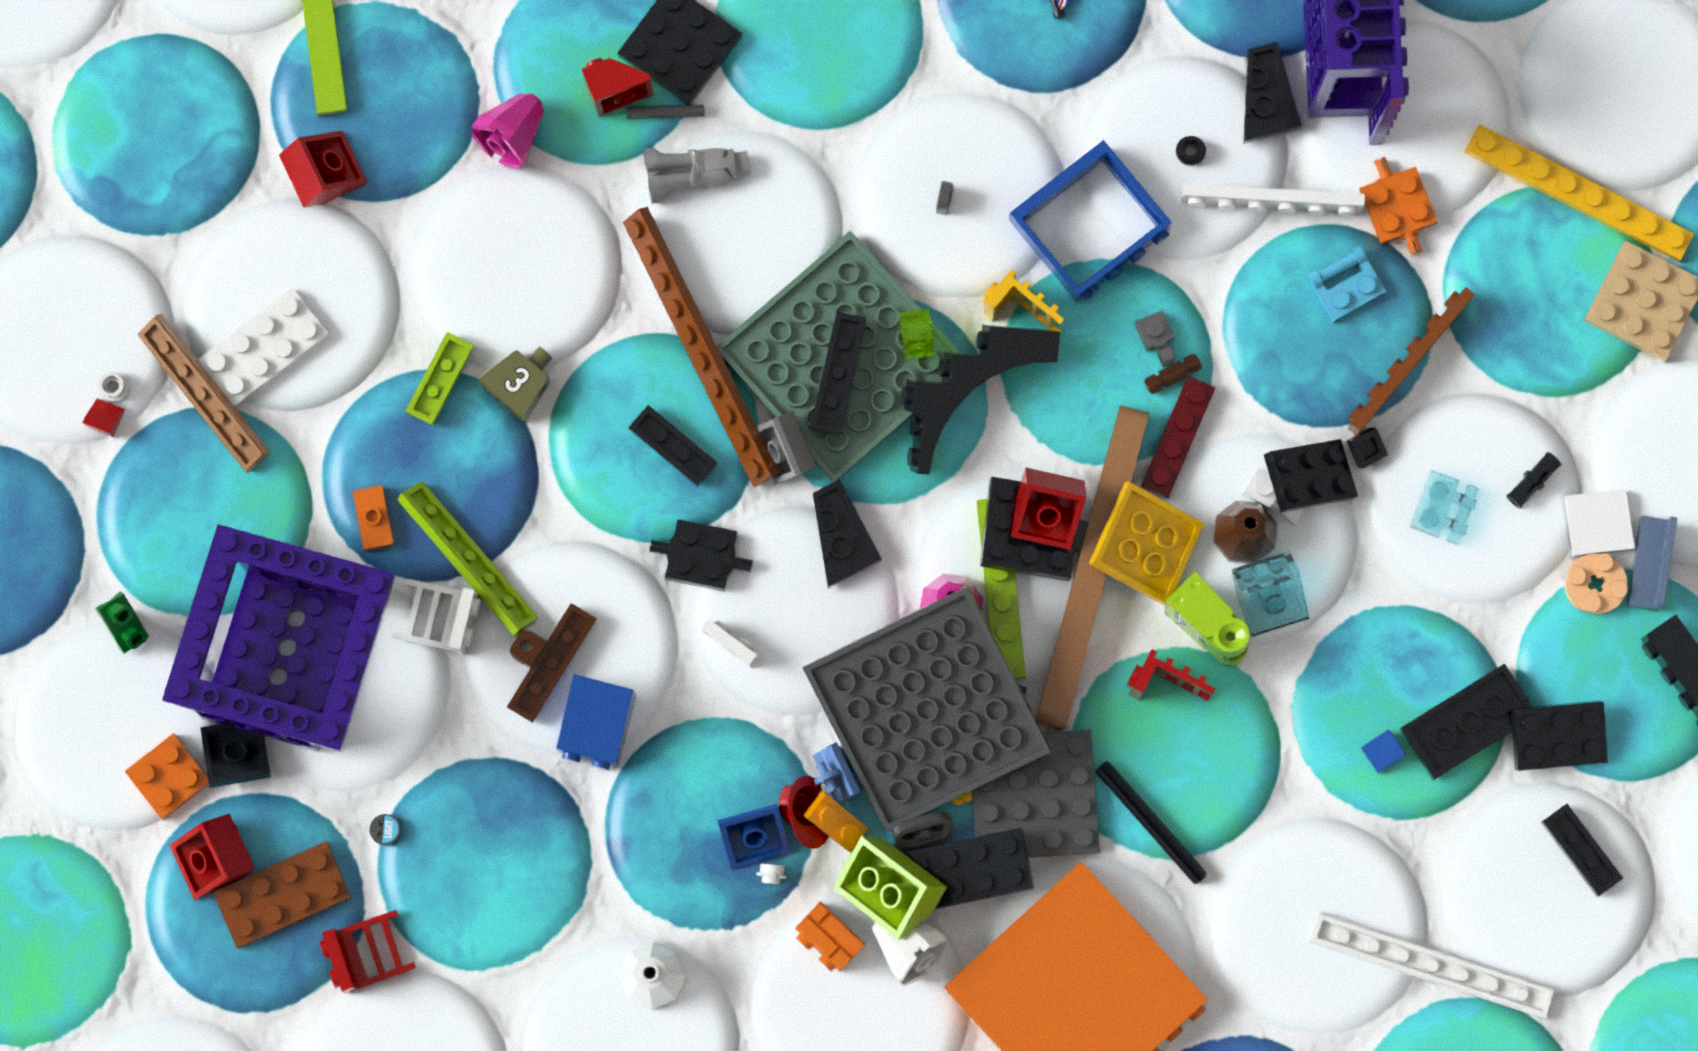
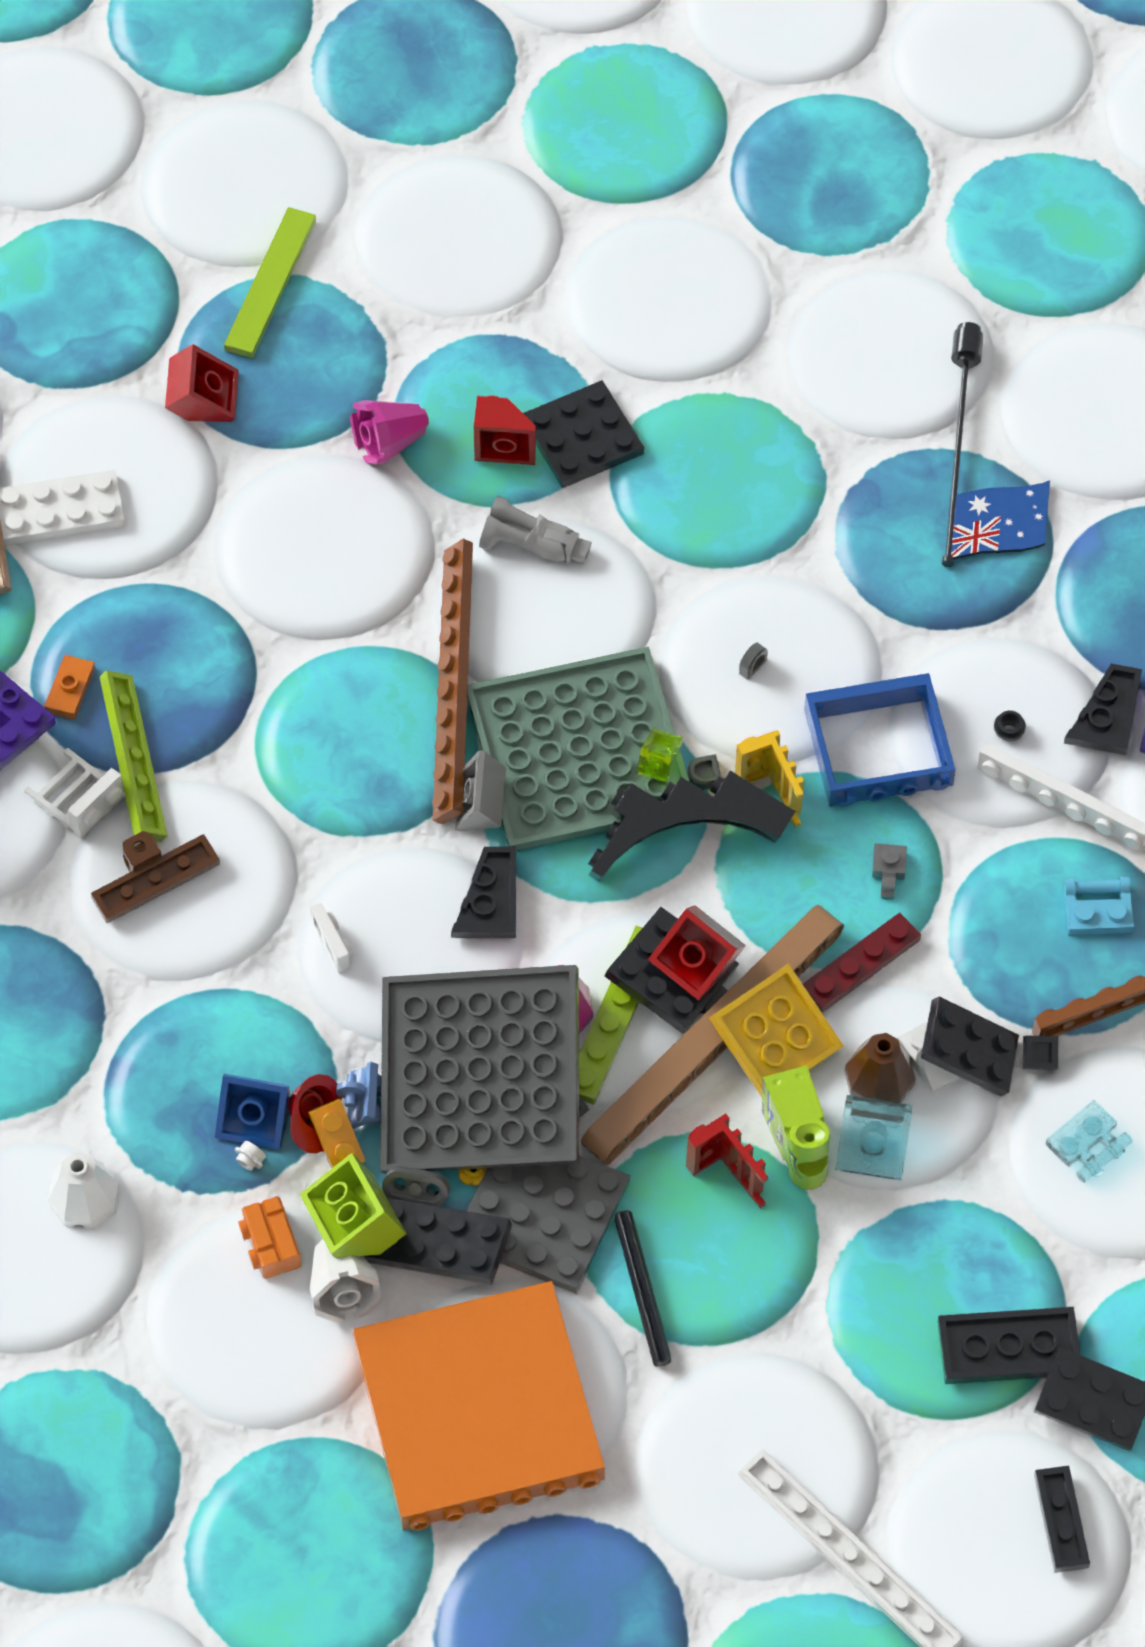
camera: 25 degrees right, 20 degrees down
(440, 379) = (200, 600): lime plate -> none
(518, 381) = (269, 633): olive torso -> none
(595, 722) = (165, 941): blue slope -> none
(665, 111) = (537, 481): dark grey piece -> none
(673, 446) = (378, 750): black plate -> none
(701, 555) = (349, 854): black plate -> none
(838, 374) = (566, 754): black plate -> none
(958, 324) = (704, 771): none -> dark grey tile
(1172, 373) = (886, 905): reddish brown axle -> none
(1383, 751) = (909, 1332): blue slope -> none

